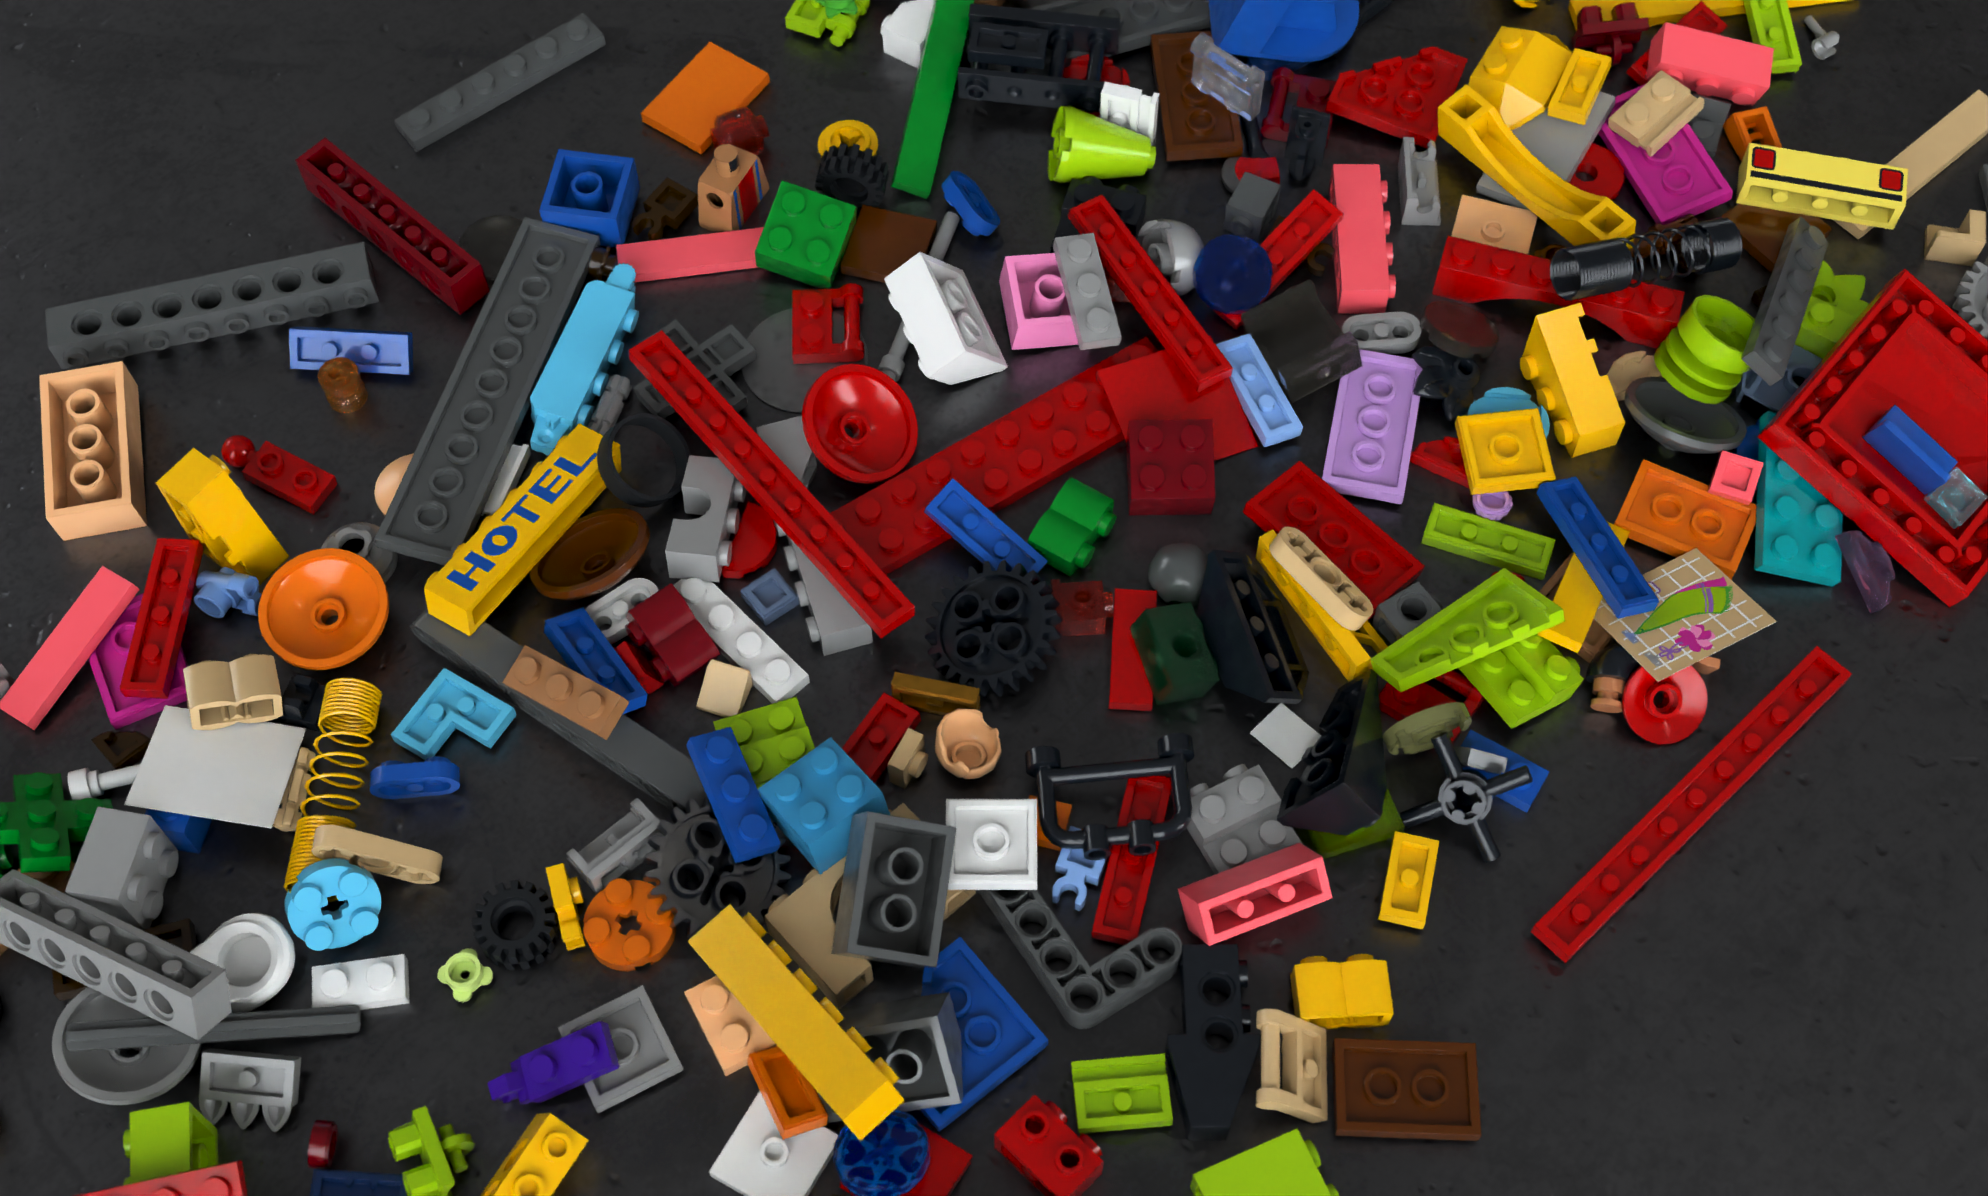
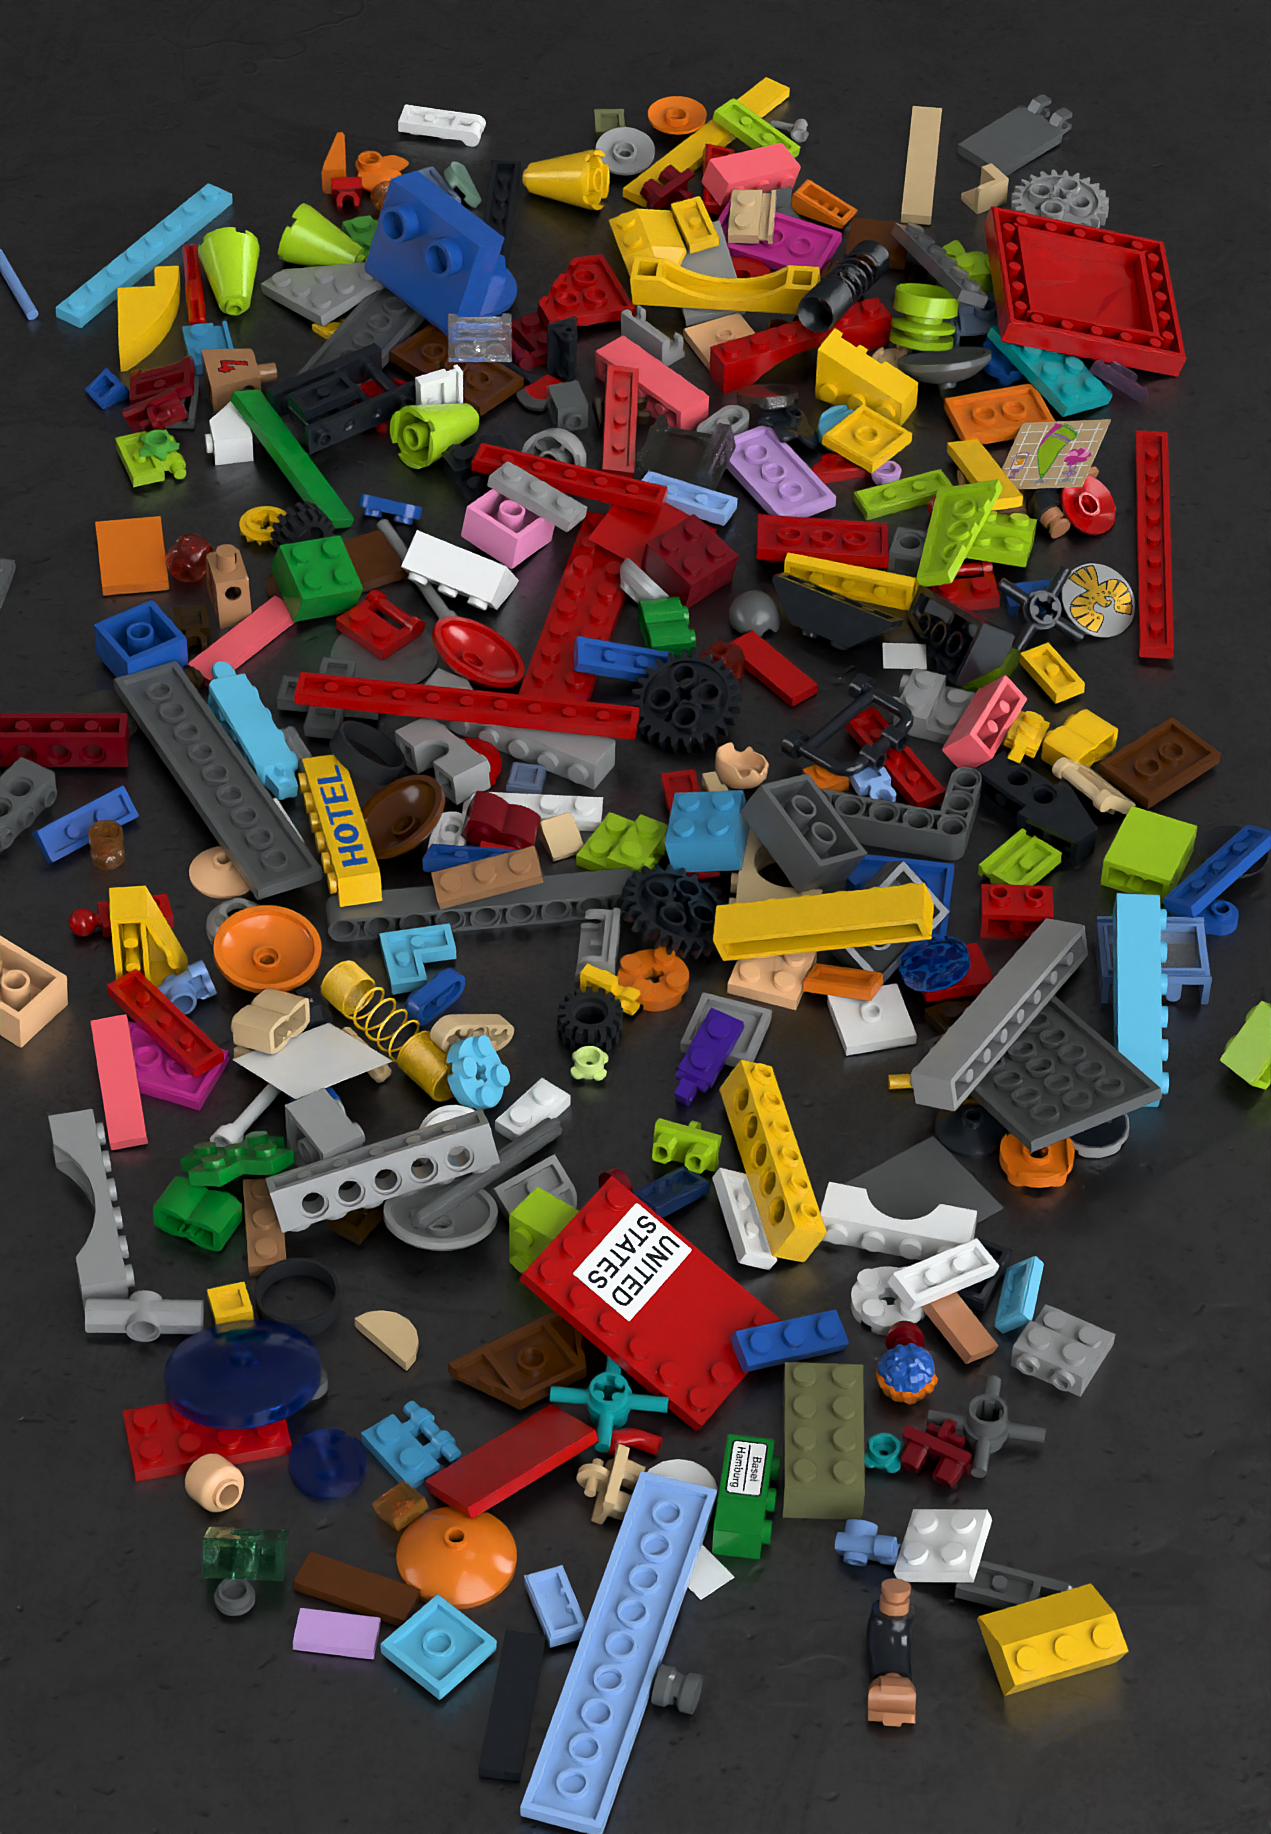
camera: 45 degrees left, 15 degrees down
(122, 748) = (220, 1111): dark brown tile -> none
(733, 795) = (649, 860): blue plate -> none
(933, 695) = (692, 755): pearl gold tile -> none
(993, 844) = (834, 779): white plate -> none
(1101, 459) = (638, 584): none -> light grey piece
(1169, 674) = (803, 647): clear green brick -> none
(1232, 274) = (608, 440): clear blue tile -> none
(1286, 941) = (1025, 735): none -> yellow hinge
(1321, 578) = (845, 555): tan beam -> none
(1415, 731) = (985, 591): olive tile -> none
(1481, 760) = (1028, 584): tile -> none
(1549, 830) = (1098, 600): none -> shield
(1597, 547) = (972, 450): blue tile -> none
(1735, 477) = (1007, 373): coral tile -> none
(1822, 186) = (887, 201): light yellow brick -> none
(1910, 450) = (1086, 301): blue panel -> none
(1956, 498) = (1131, 312): clear light blue plate -> none

